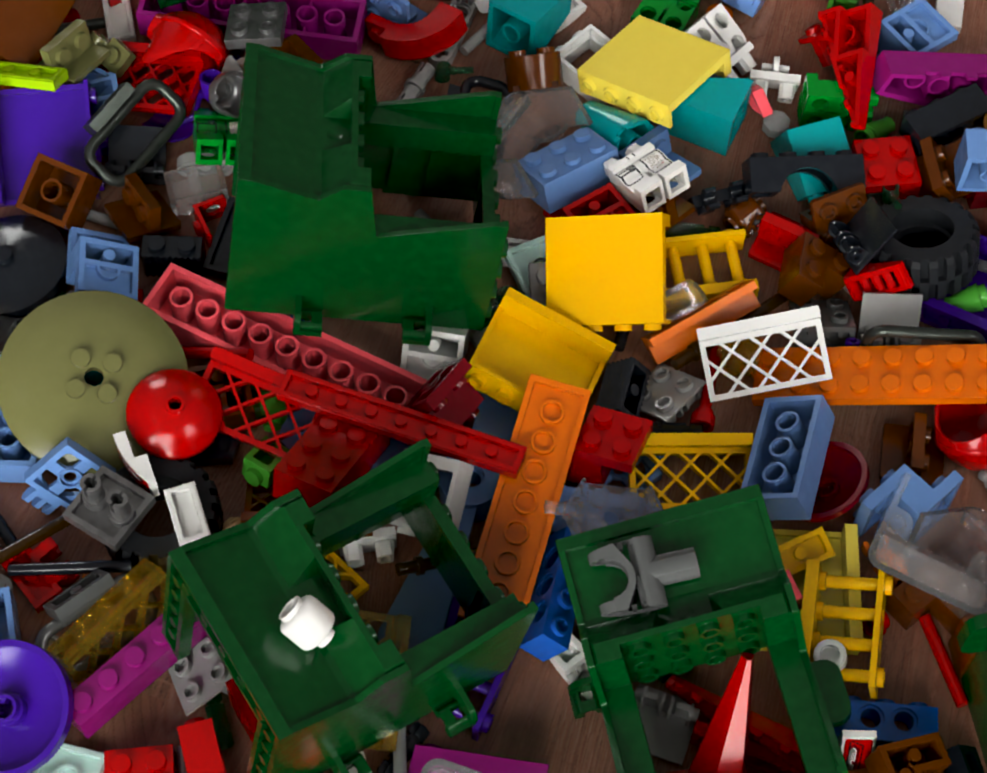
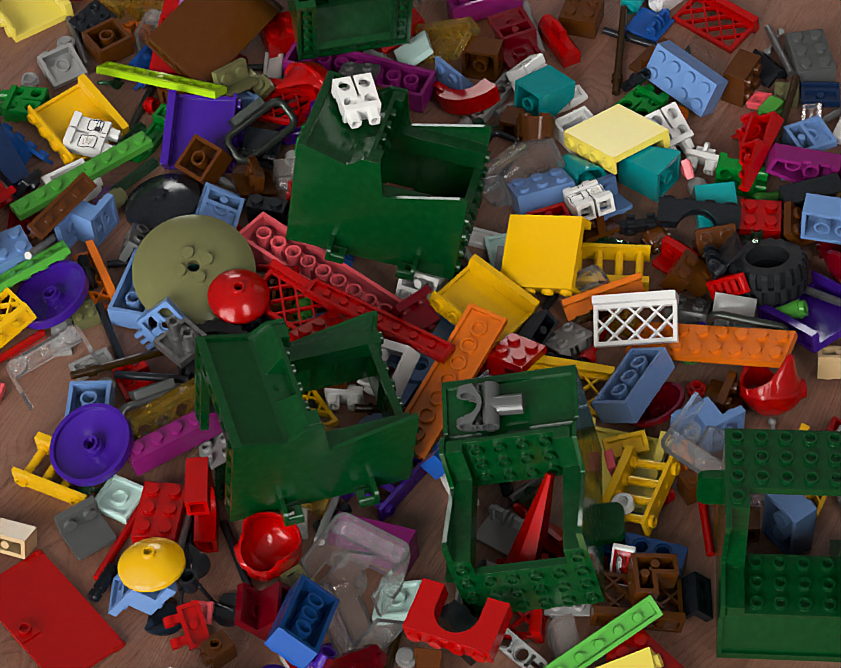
camera: 20 degrees right, 10 degrees down
(138, 467) = (206, 320): white slope -> none
(307, 88) = (357, 101): none -> white hips
(307, 622) = (268, 390): white head -> none
(490, 58) = (507, 119): none -> reddish brown brick
(867, 450) = (691, 388): none -> red plate

